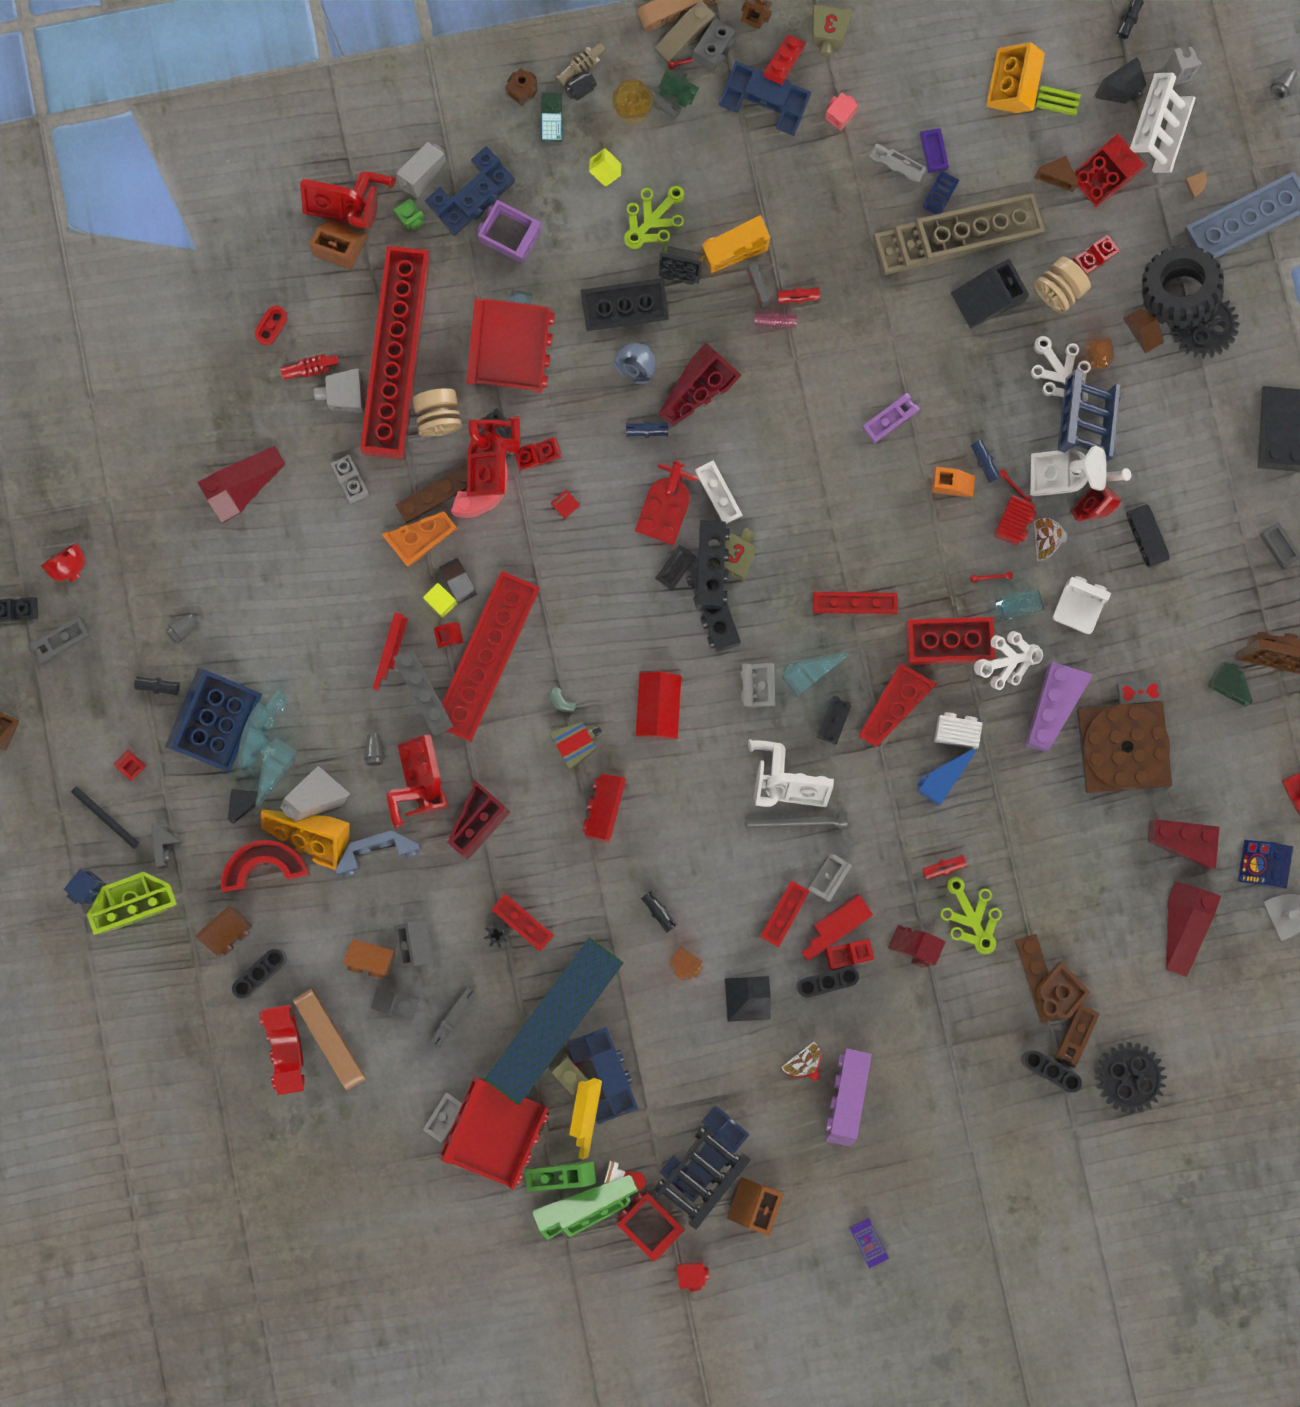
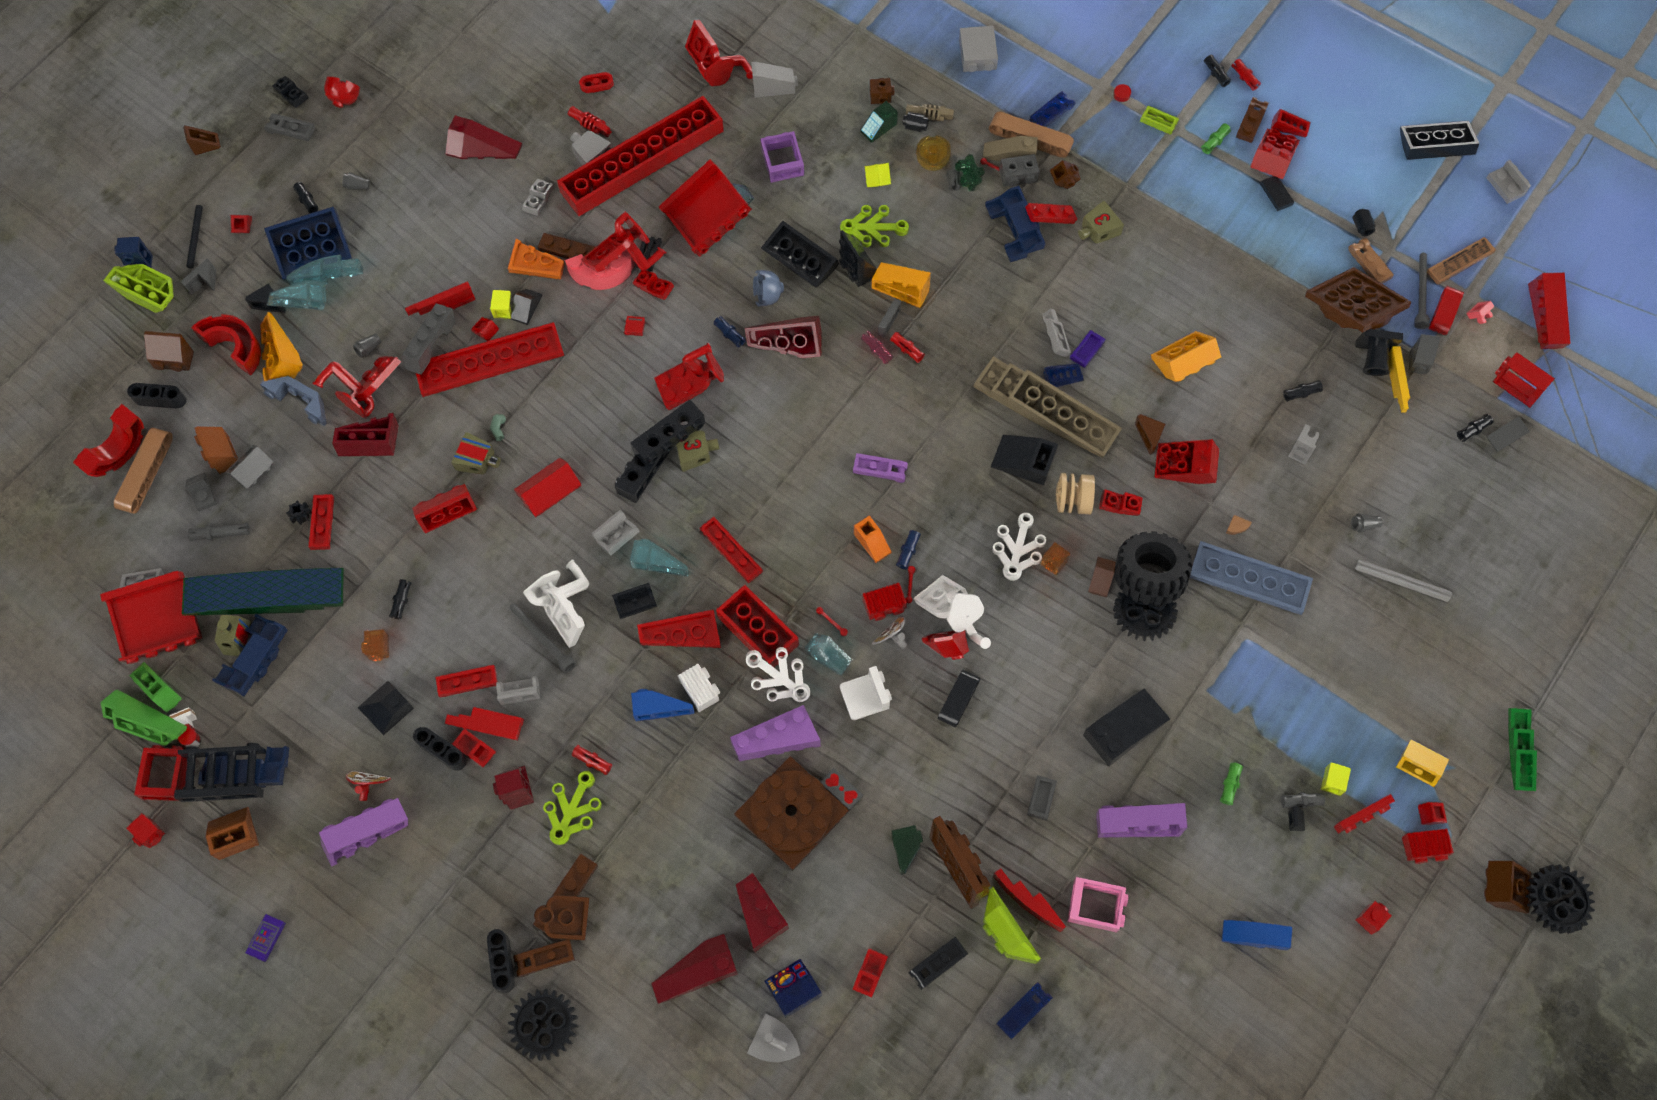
camera: 55 degrees right, 15 degrees down
(314, 796) = (302, 331): light grey slope -> none
(338, 243) = (682, 74): dark orange slope -> none
(409, 215) = (739, 99): bright green bracket -> none
(437, 412) = (623, 198): tan wheel -> none
(475, 196) = (776, 121): dark blue bracket -> none
(585, 1114) = (209, 663): yellow piece -> none
(665, 582) = (641, 427): black tile -> none
(718, 492) = (726, 406): white plate -> none
(841, 110) = (1054, 273): coral brick -> none
(1059, 93) = (1198, 380): lime tile -> none
(1071, 420) = (1000, 566): dark blue fence -> none
(1123, 84) = (1252, 418): black slope -> none
(1150, 122) = (1240, 451): white fence -> none

